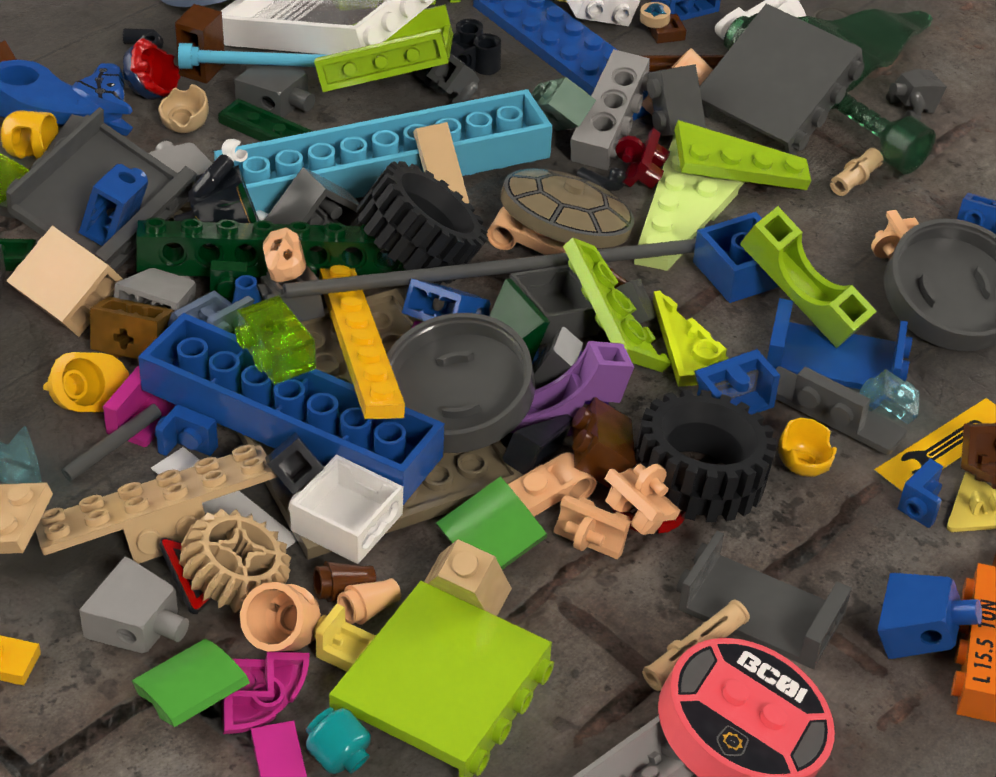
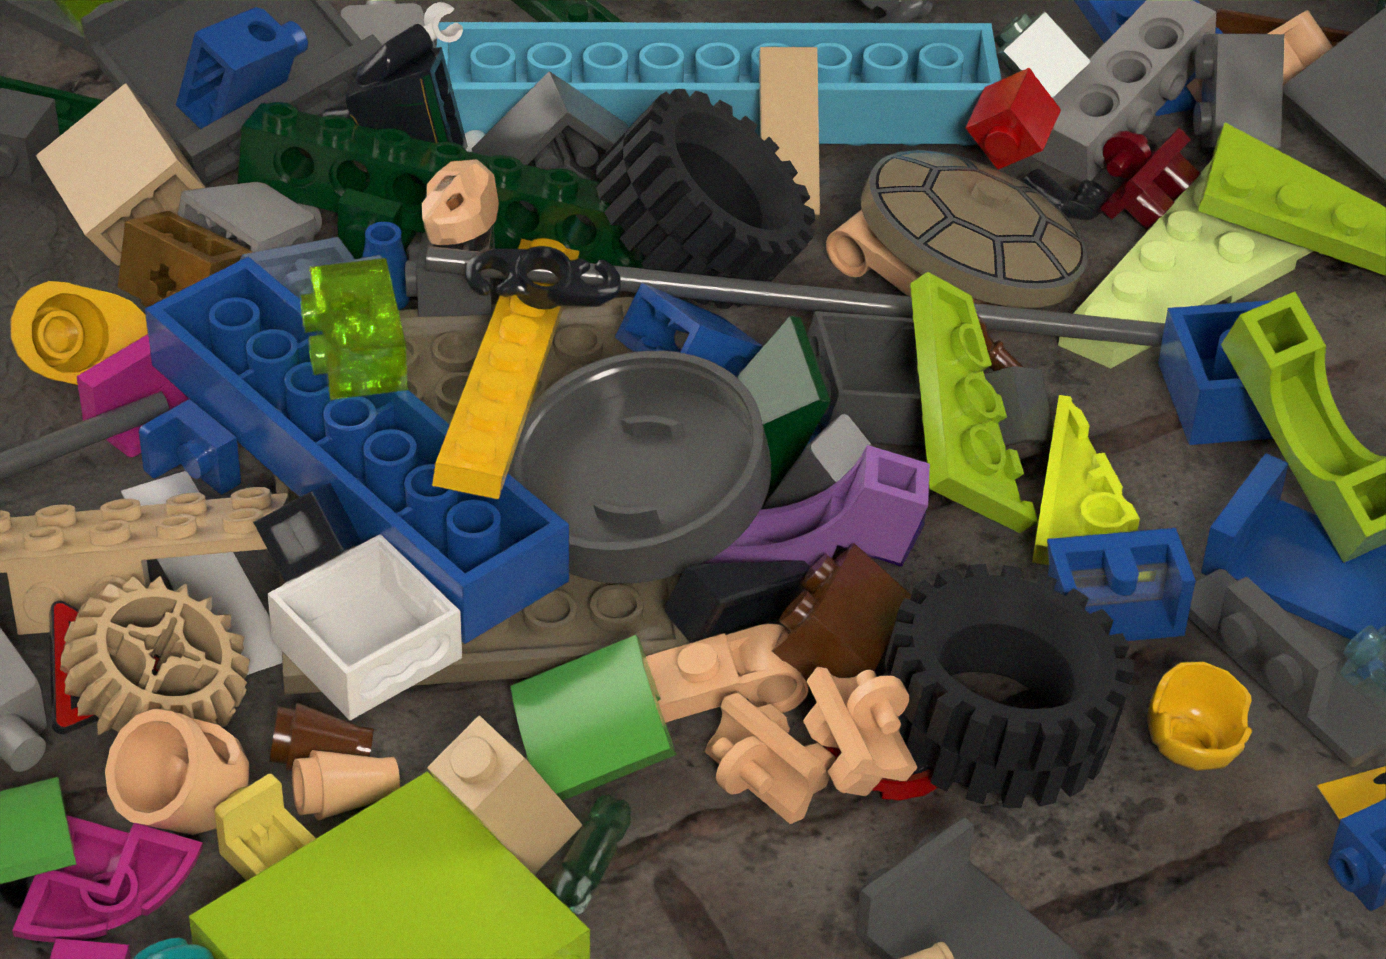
camera: 20 degrees right, 0 degrees up
(341, 284) = (516, 265): none -> black piece
(522, 598) = (591, 853): none -> clear green axle
(565, 141) = (1013, 118): none -> red brick

